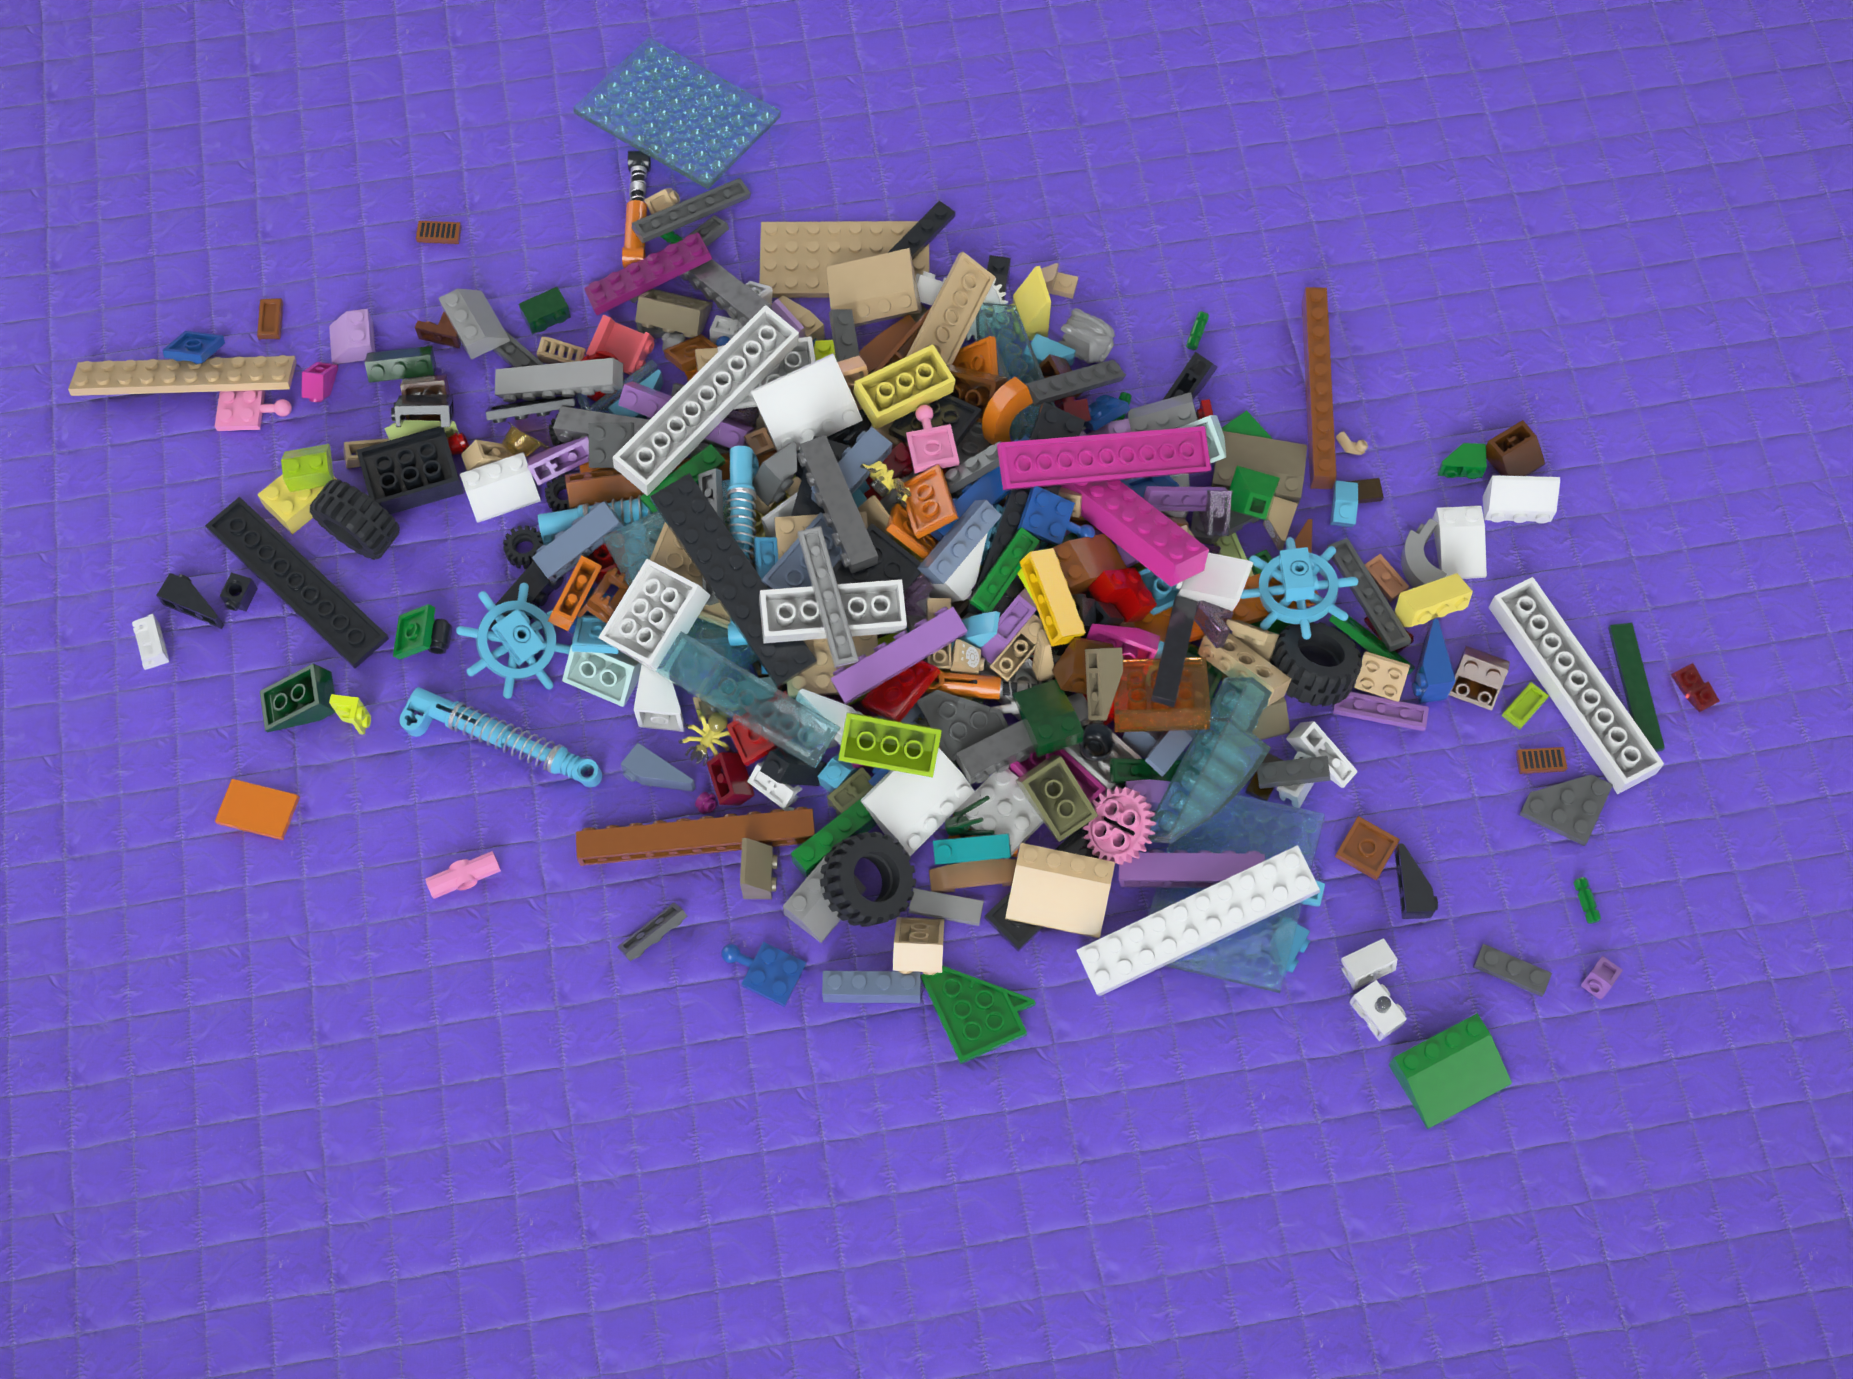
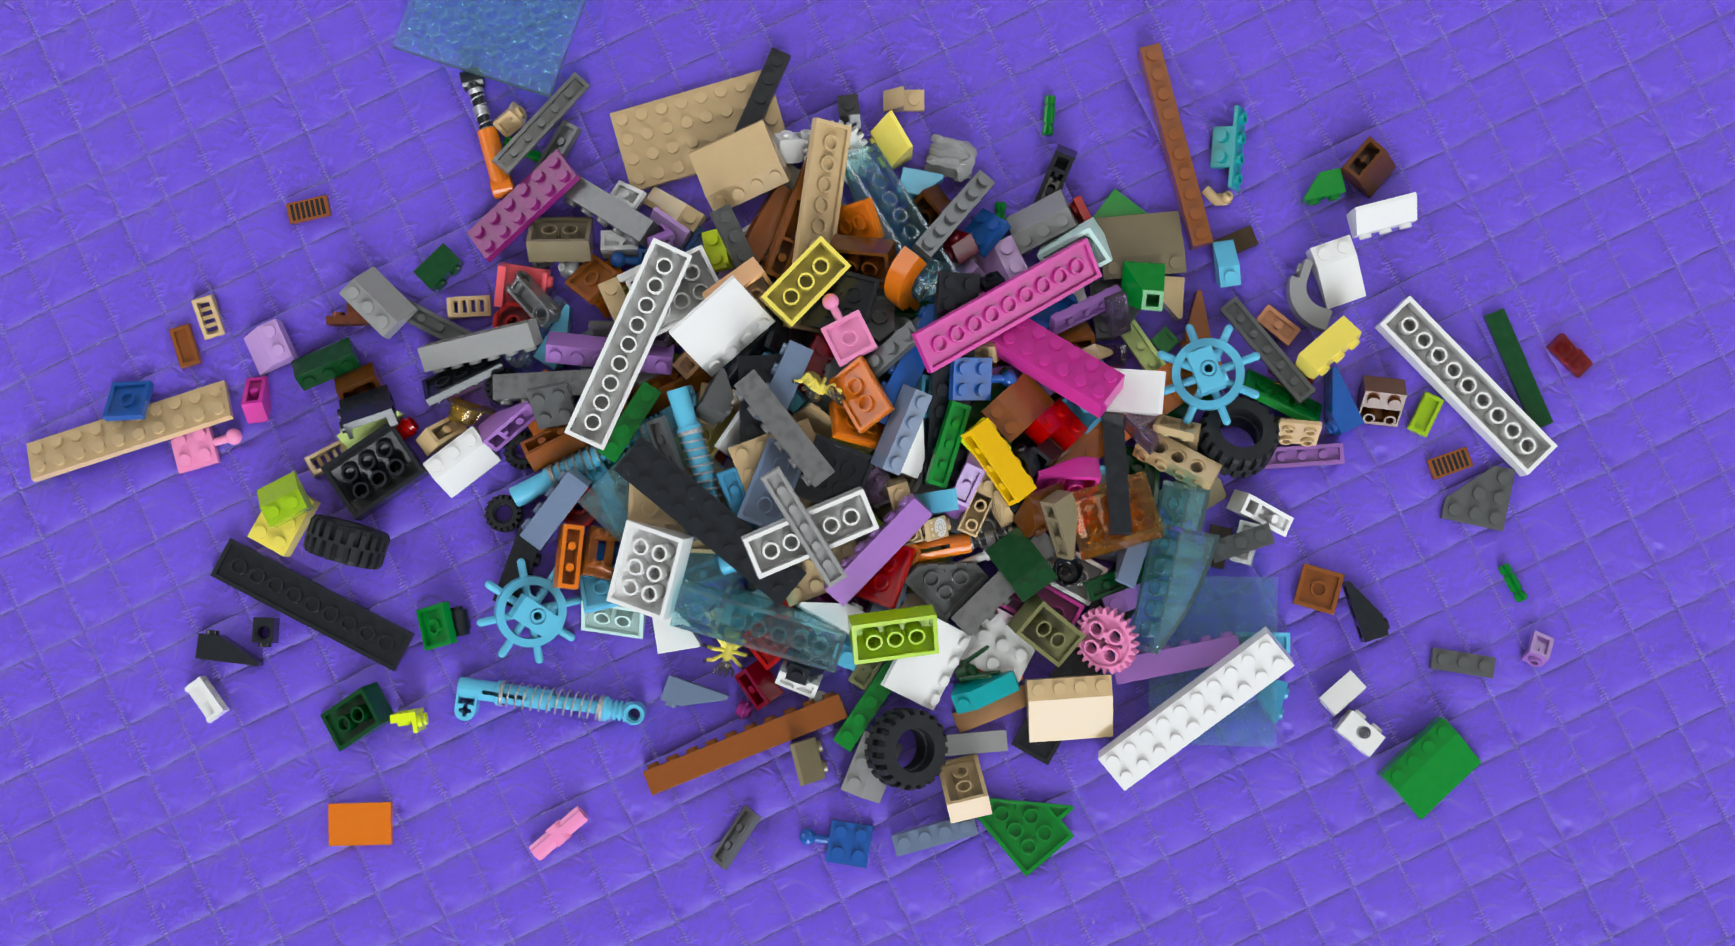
camera: 10 degrees left, 20 degrees up
(303, 281) = (201, 319): none -> tan slope
(627, 351) = (534, 299): none -> flat silver piece
(1374, 403) = (1228, 148): none -> teal bracket

